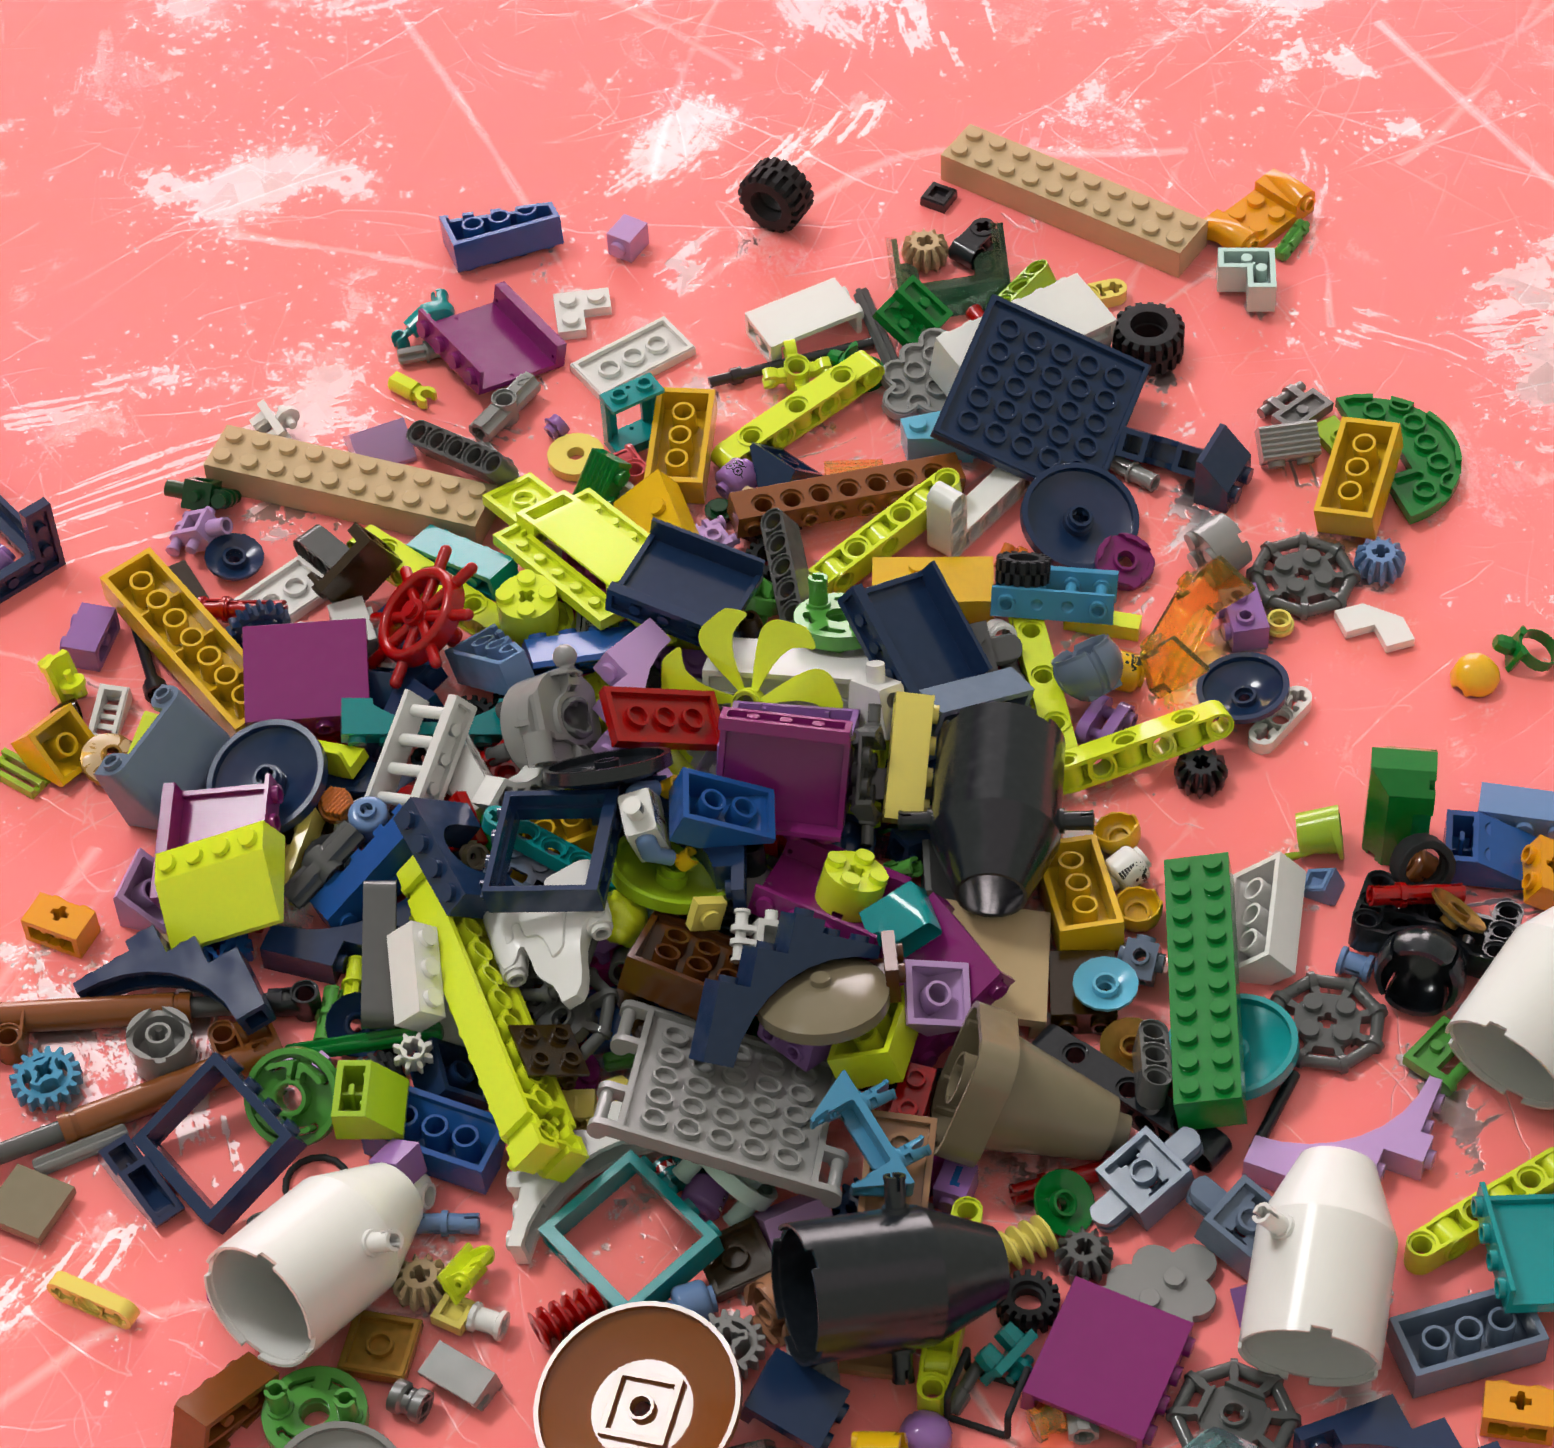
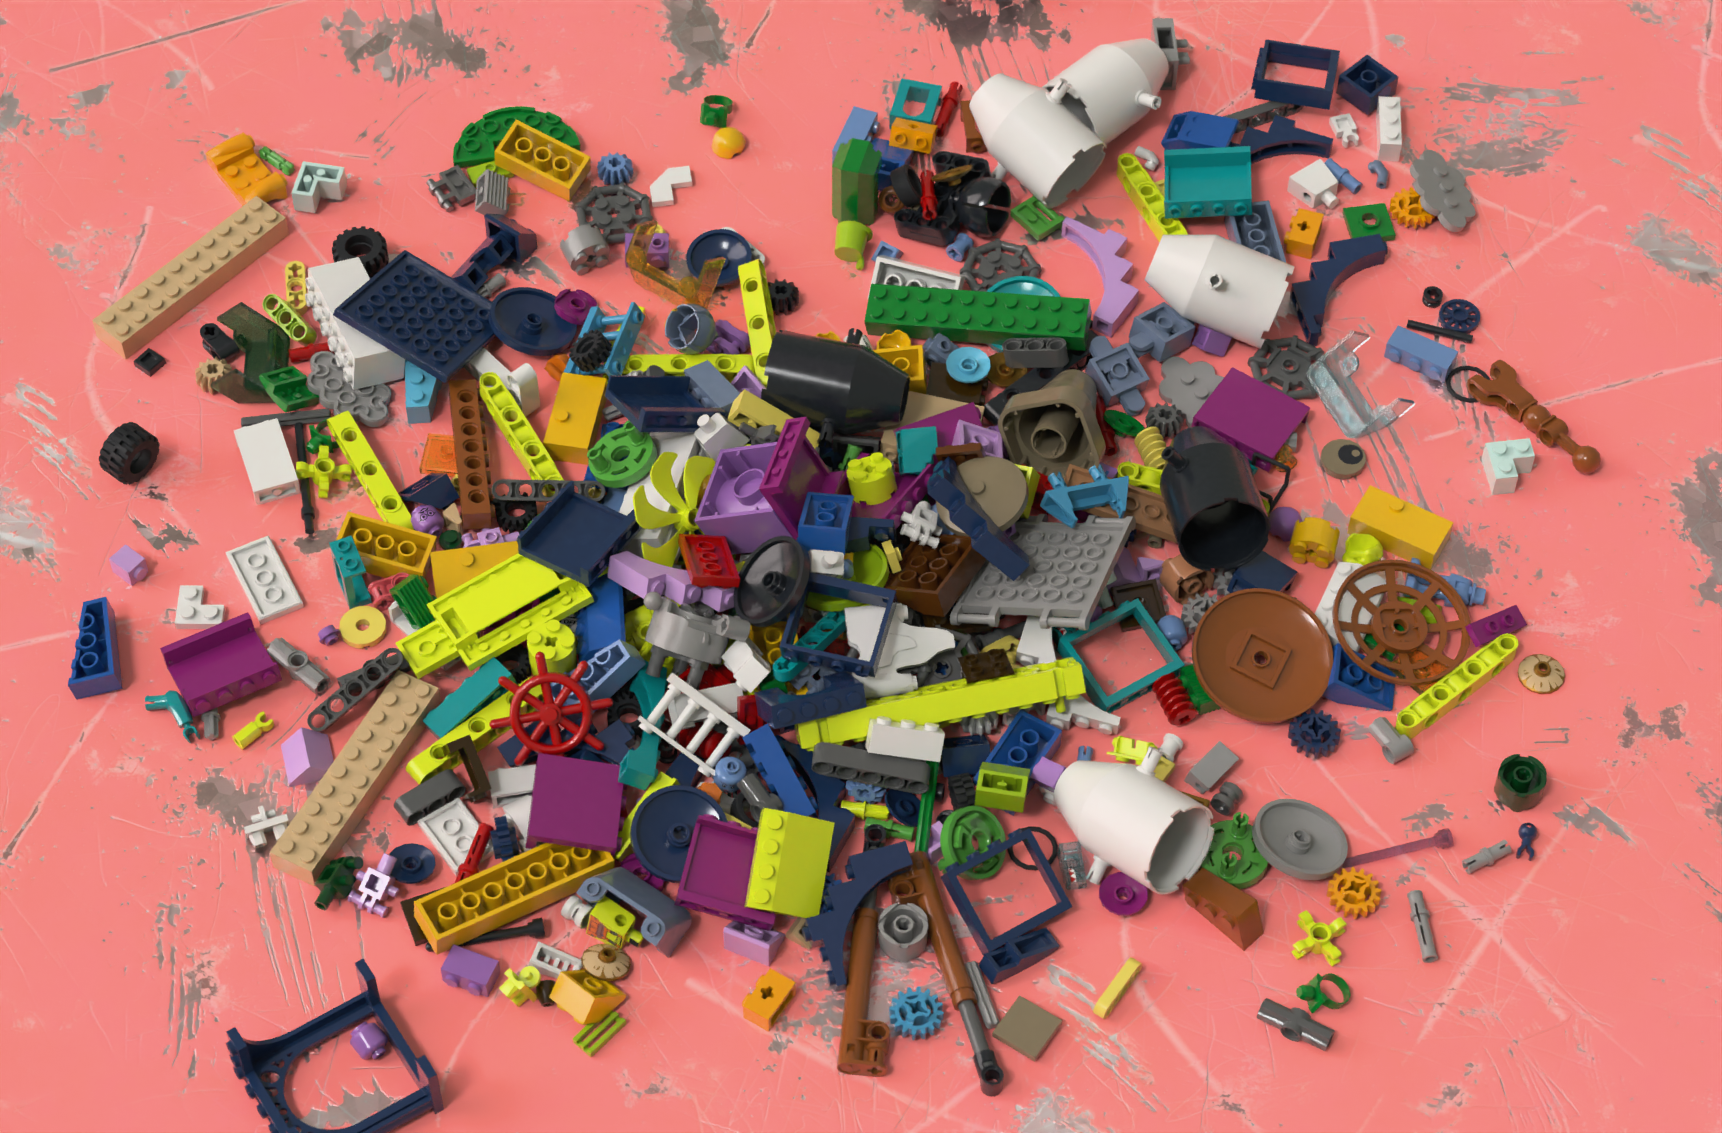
camera: 85 degrees left, 5 degrees up
(406, 1048) = (958, 758): white gear -> none

